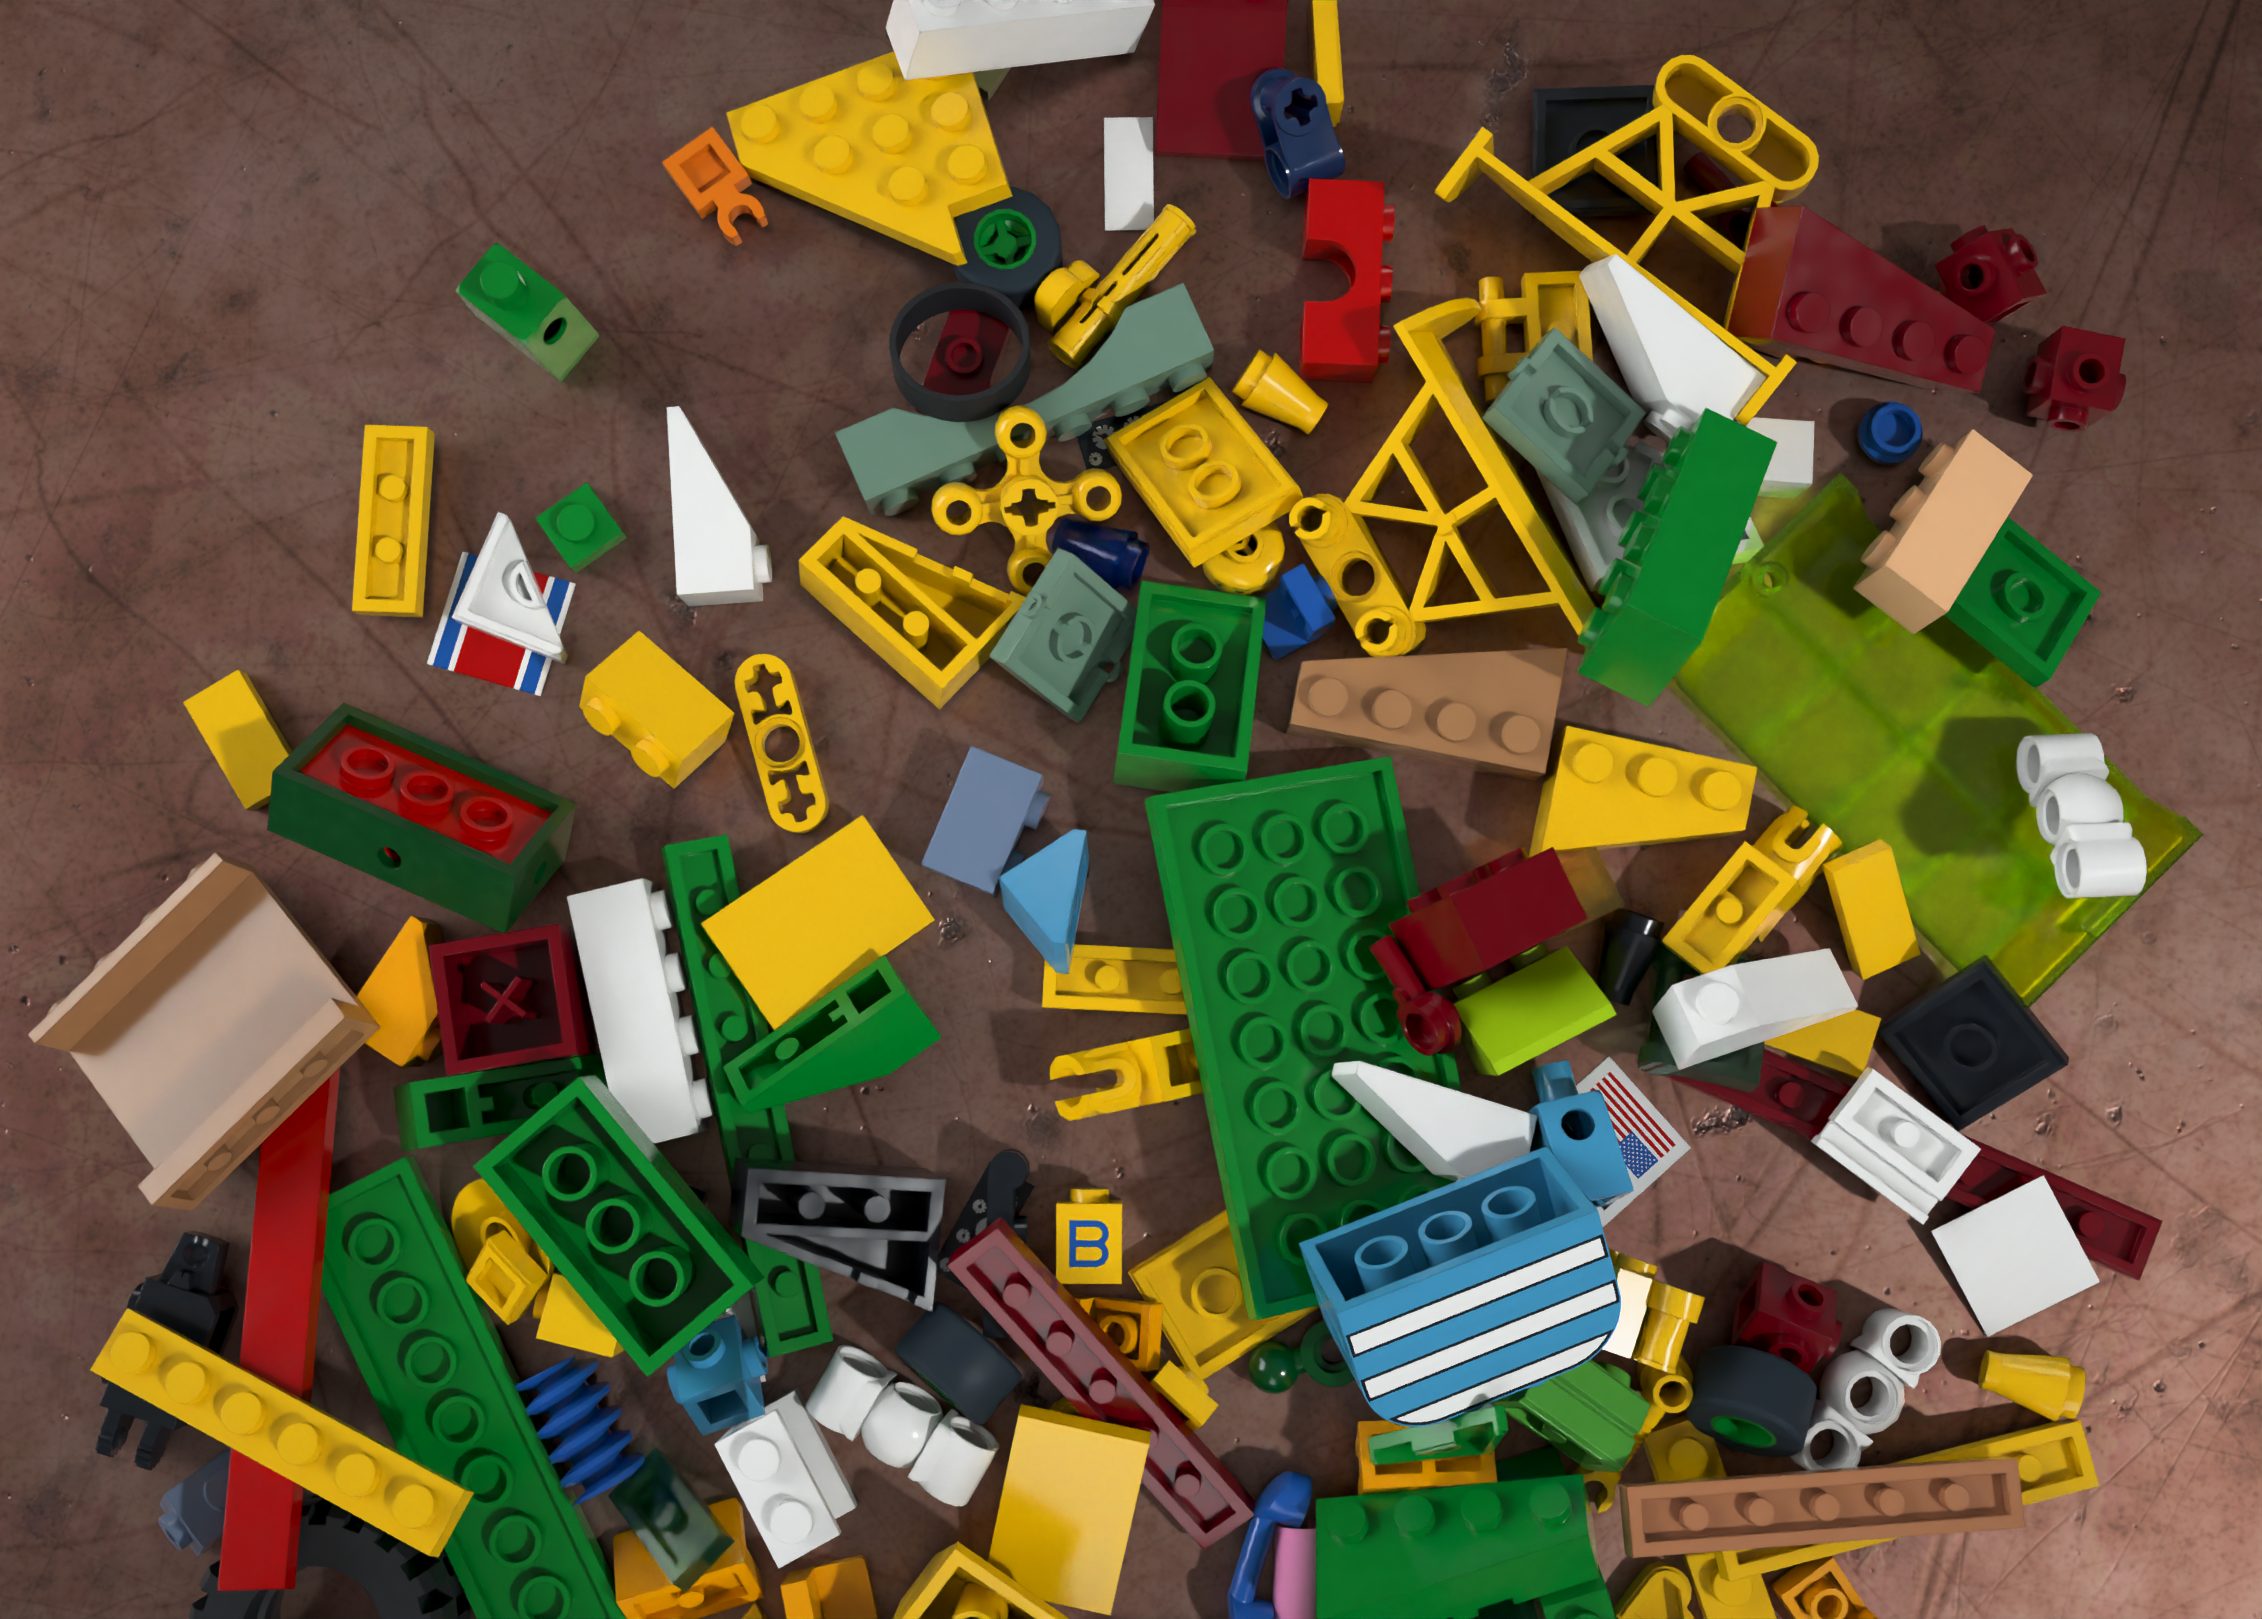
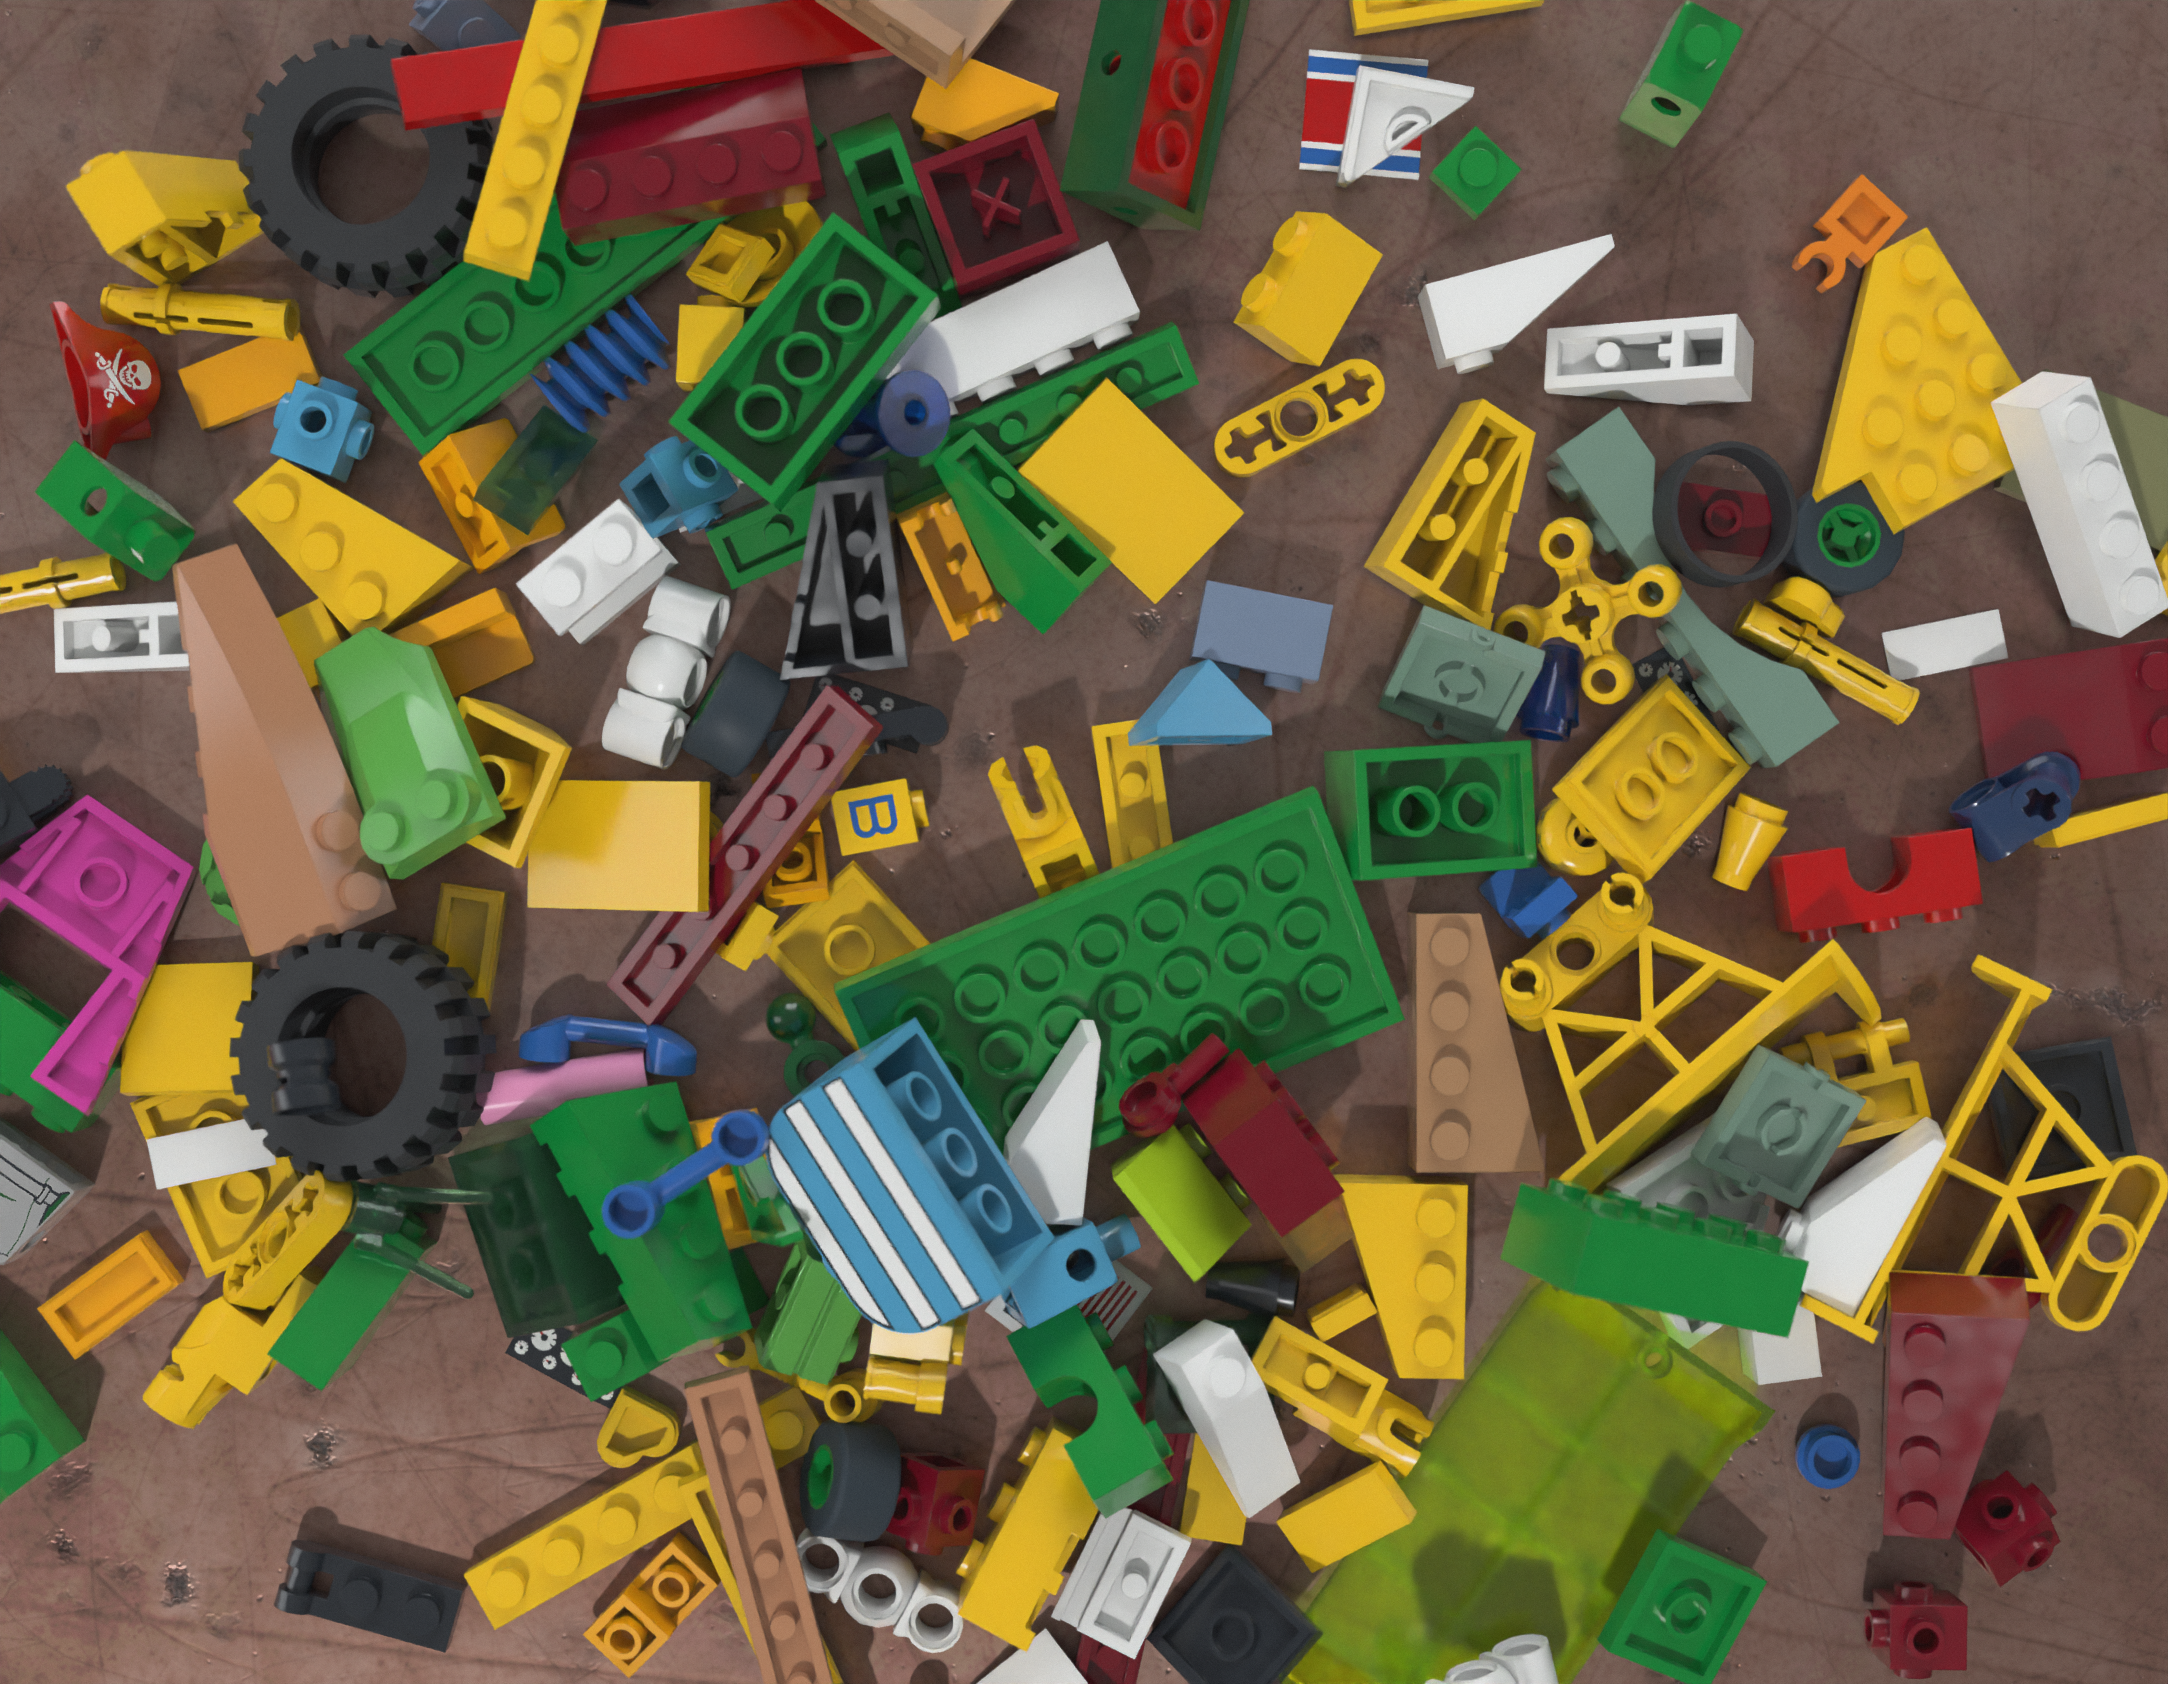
camera: 80 degrees right, 5 degrees up
(392, 1301) = (689, 158): none -> dark red slope
(692, 1132) = (904, 413): none -> clear blue piece
(798, 392) = (1653, 361): none -> white slope
(854, 1115) = (951, 565): none -> light orange hinge
(1437, 1565) = (640, 1205): none -> blue bar
(1667, 875) = (1340, 1311): none -> yellow tile
(1774, 1123) = (1118, 1453): none -> green arch
(1835, 1224) = (1029, 1540): none -> yellow wedge
(1941, 530) = (1736, 1520): light nougat brick -> none

